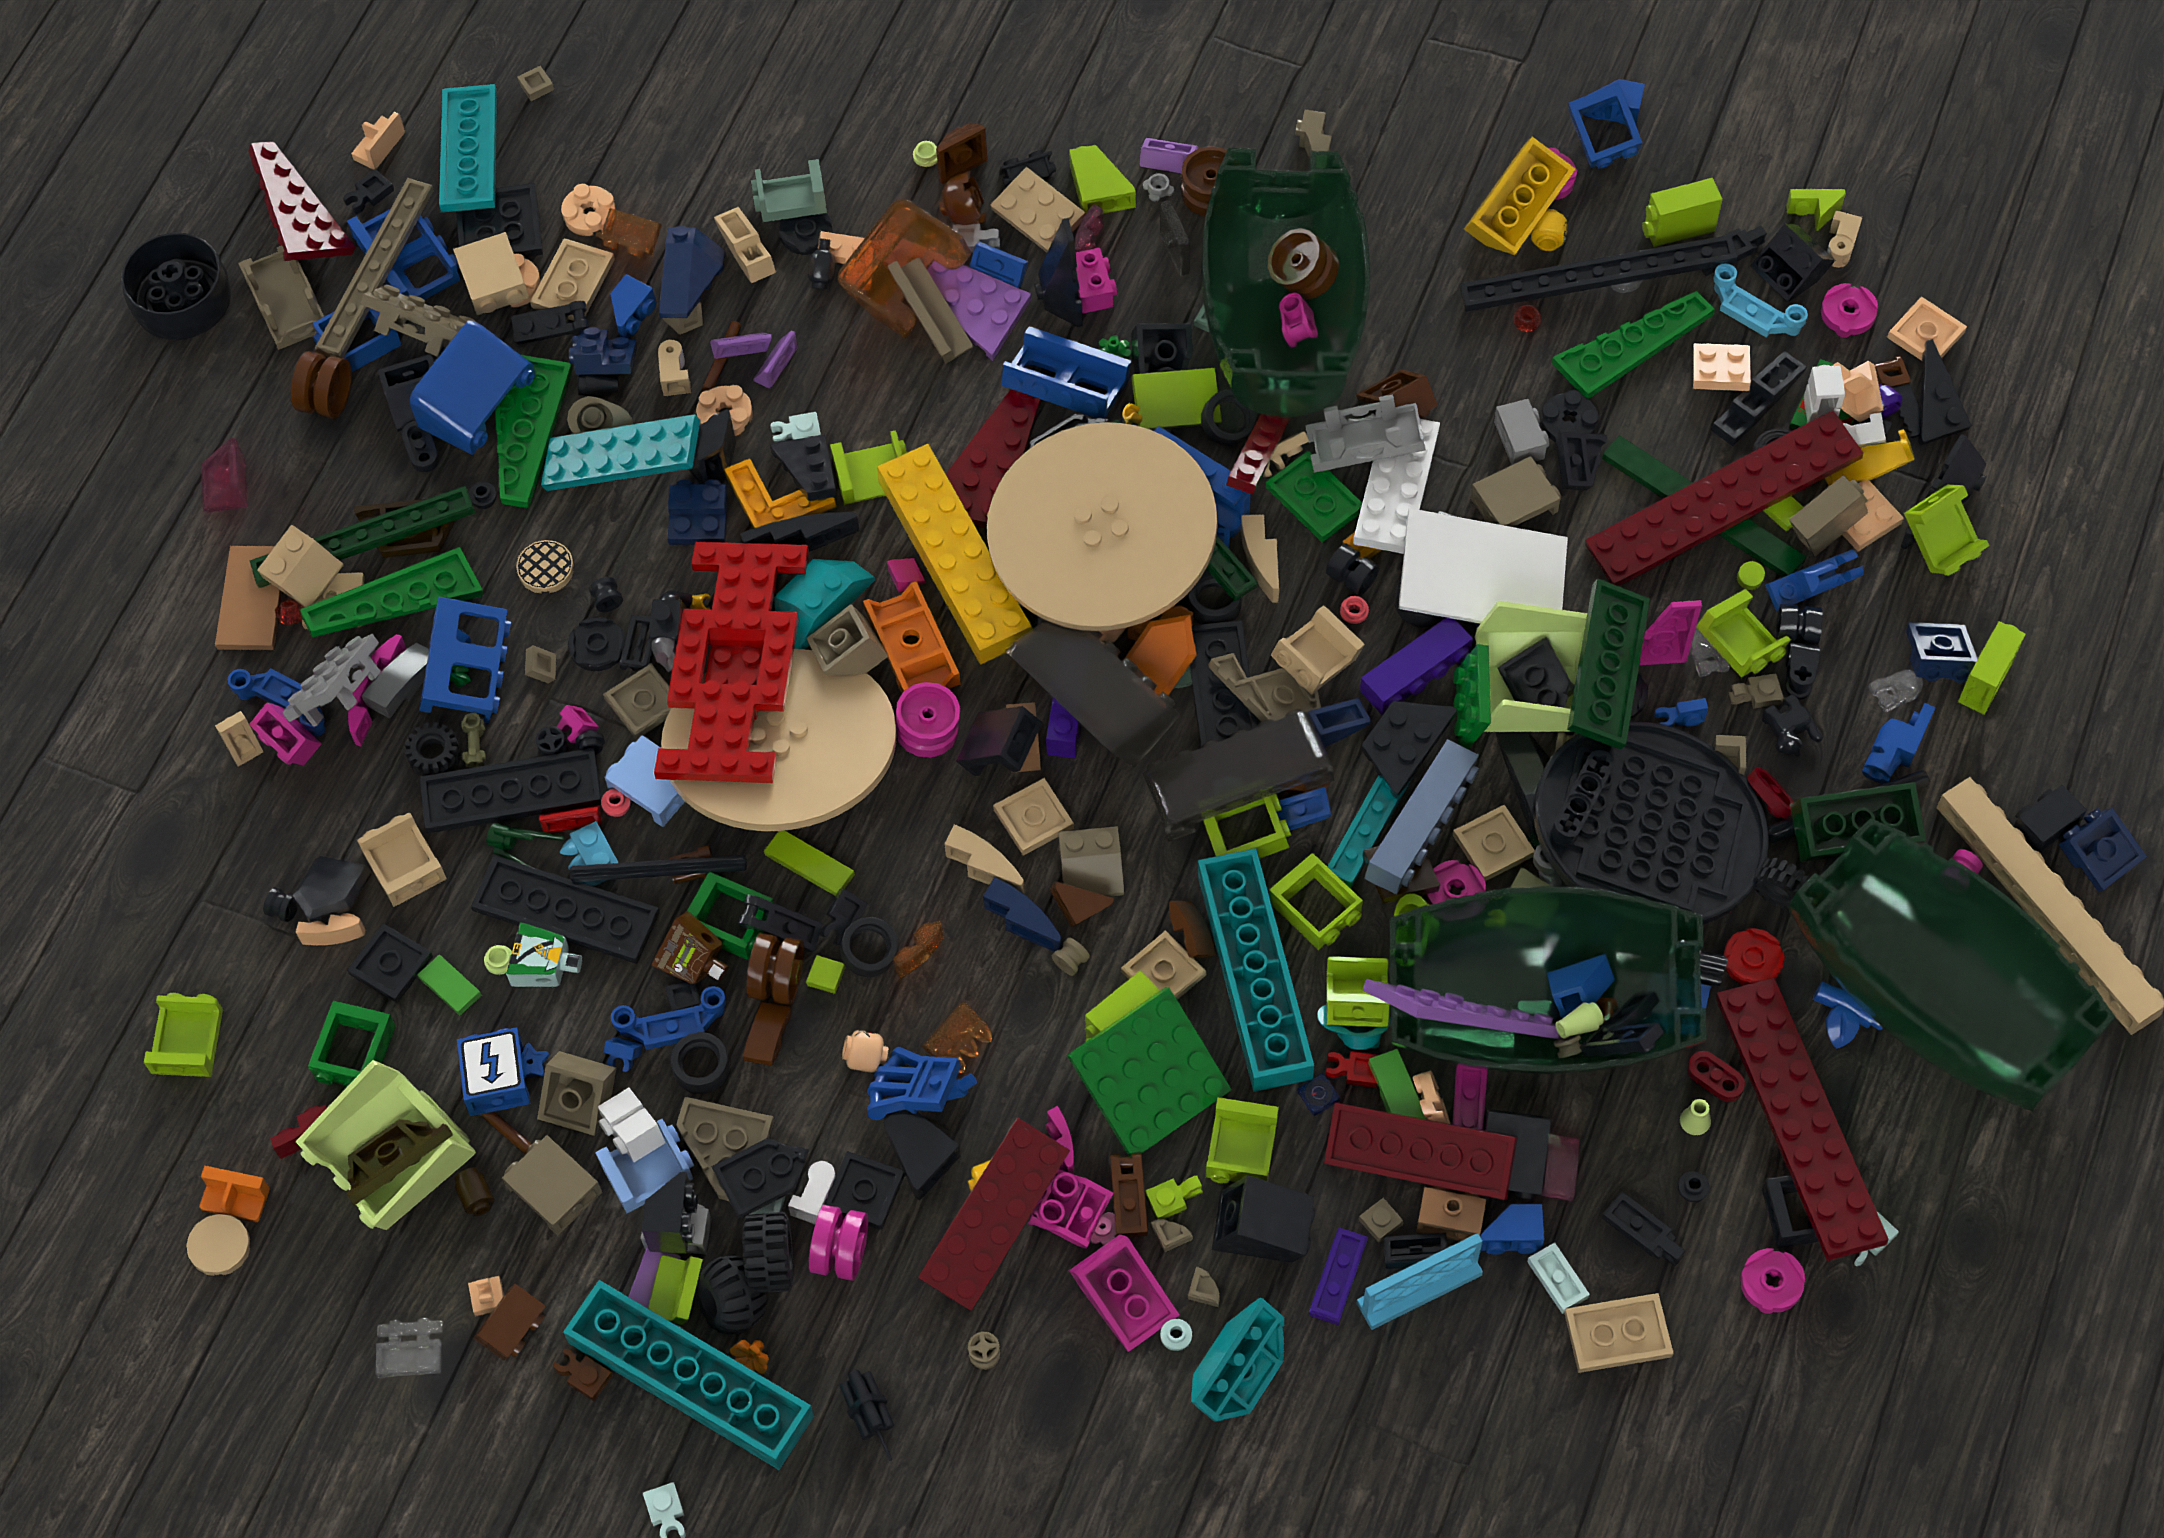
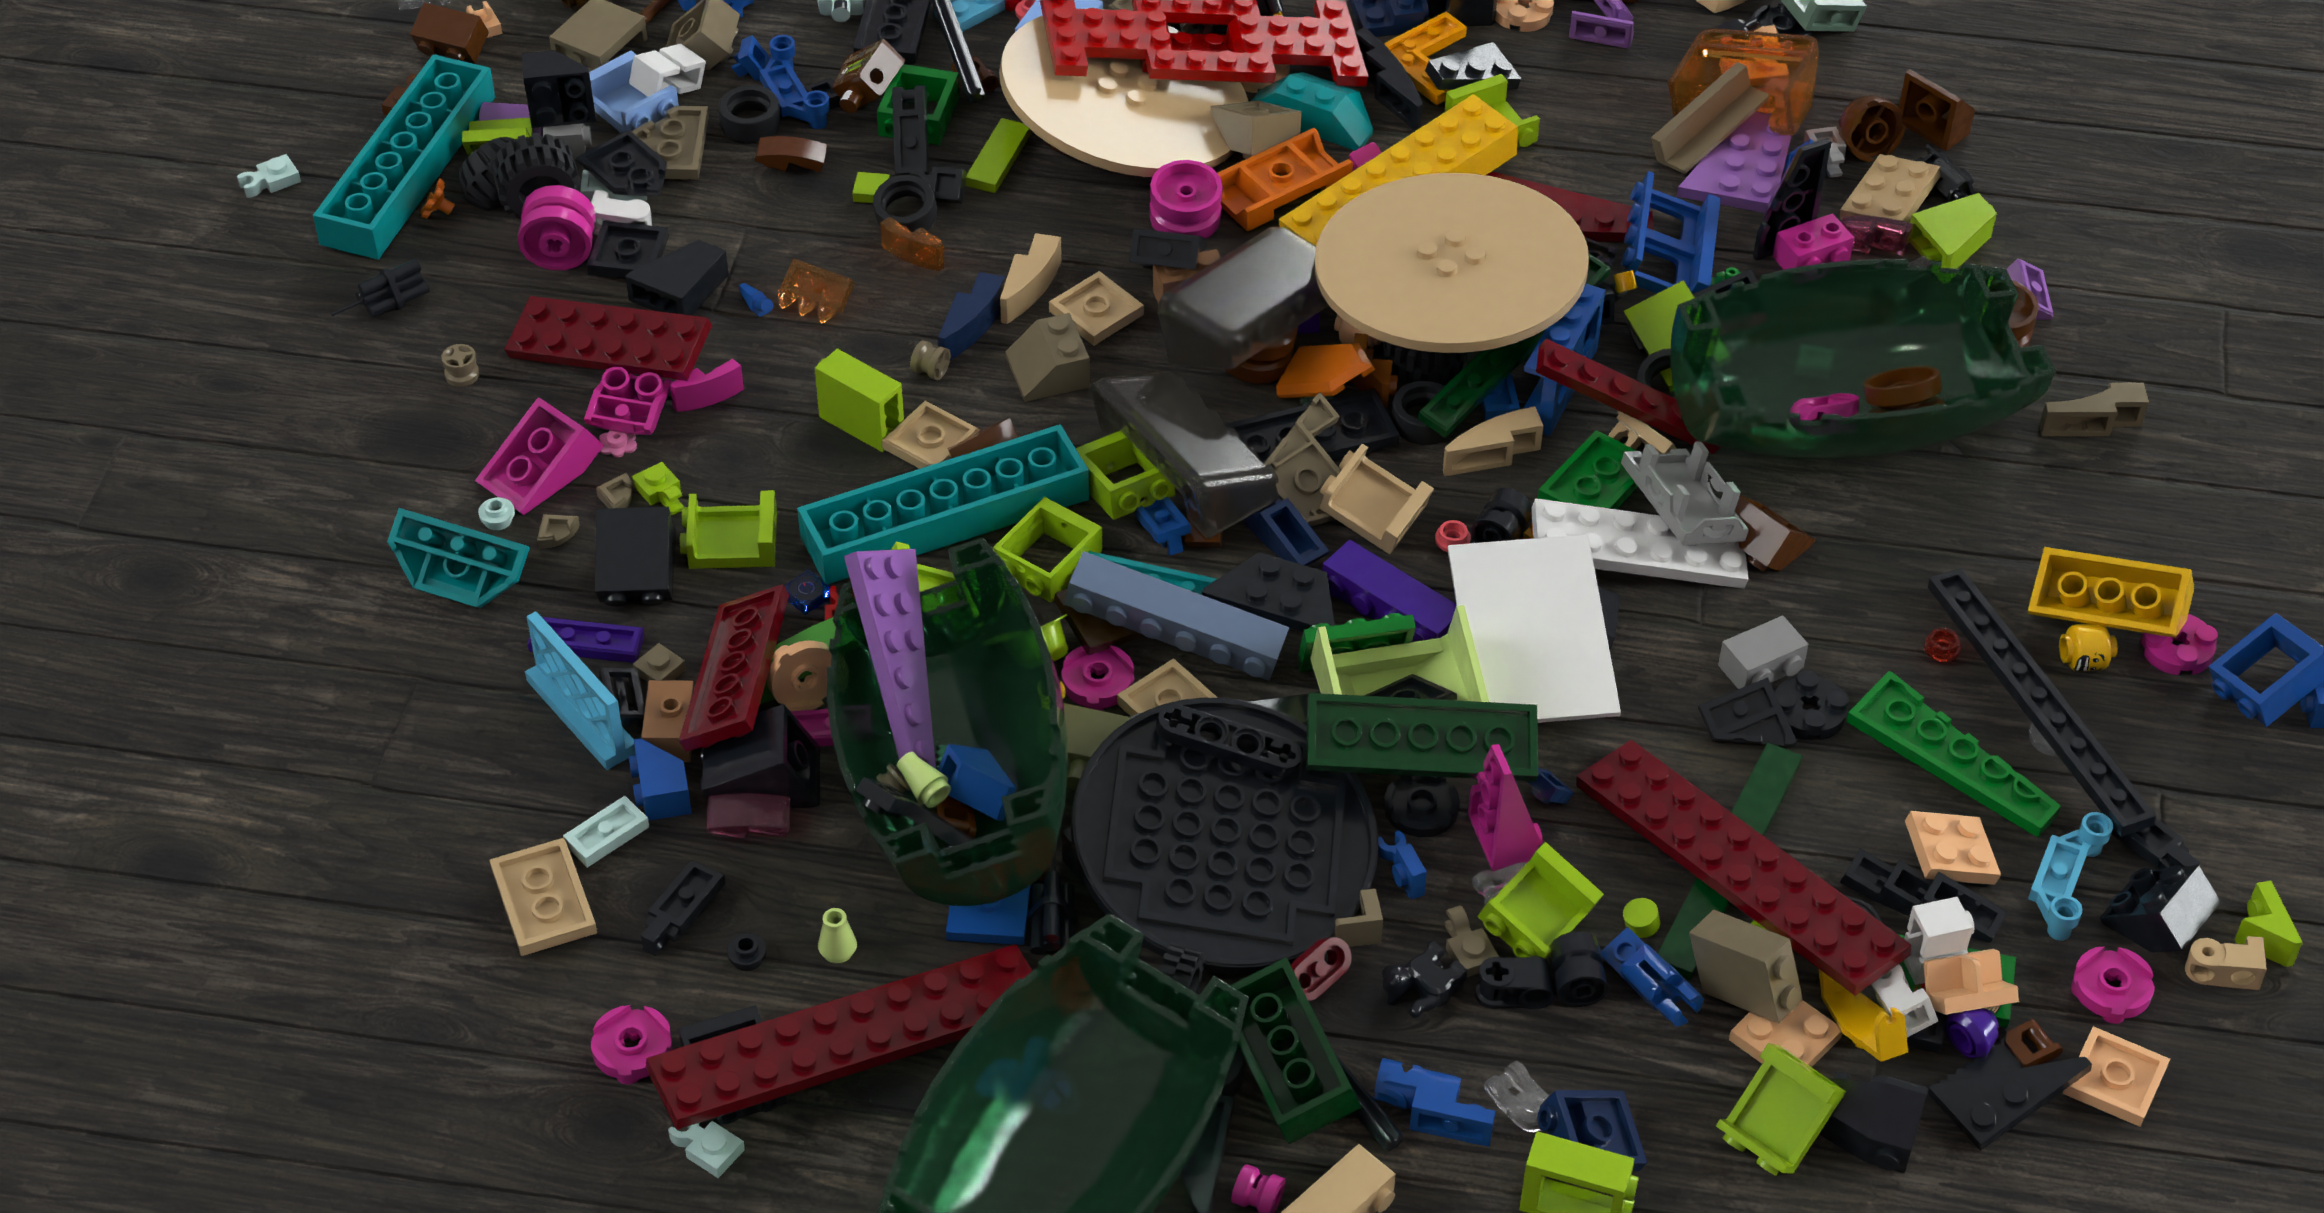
camera: 75 degrees right, 15 degrees down
(775, 969) = (856, 134): reddish brown wheel -> none
(799, 427) = (1526, 64): light aqua plate -> none
(864, 1051) = (783, 222): light nougat head -> none
(928, 1085) = (746, 262): blue plate -> none
(1078, 903) = (993, 351): reddish brown slope -> none
(1129, 1196) = (651, 448): reddish brown plate -> none
(1149, 1072) = (790, 425): green plate -> none
(1515, 494) = (1667, 659): dark tan panel -> none
(1682, 212) = (2173, 767): lime brick -> none
(1718, 1075) = (895, 956): dark red plate -> none

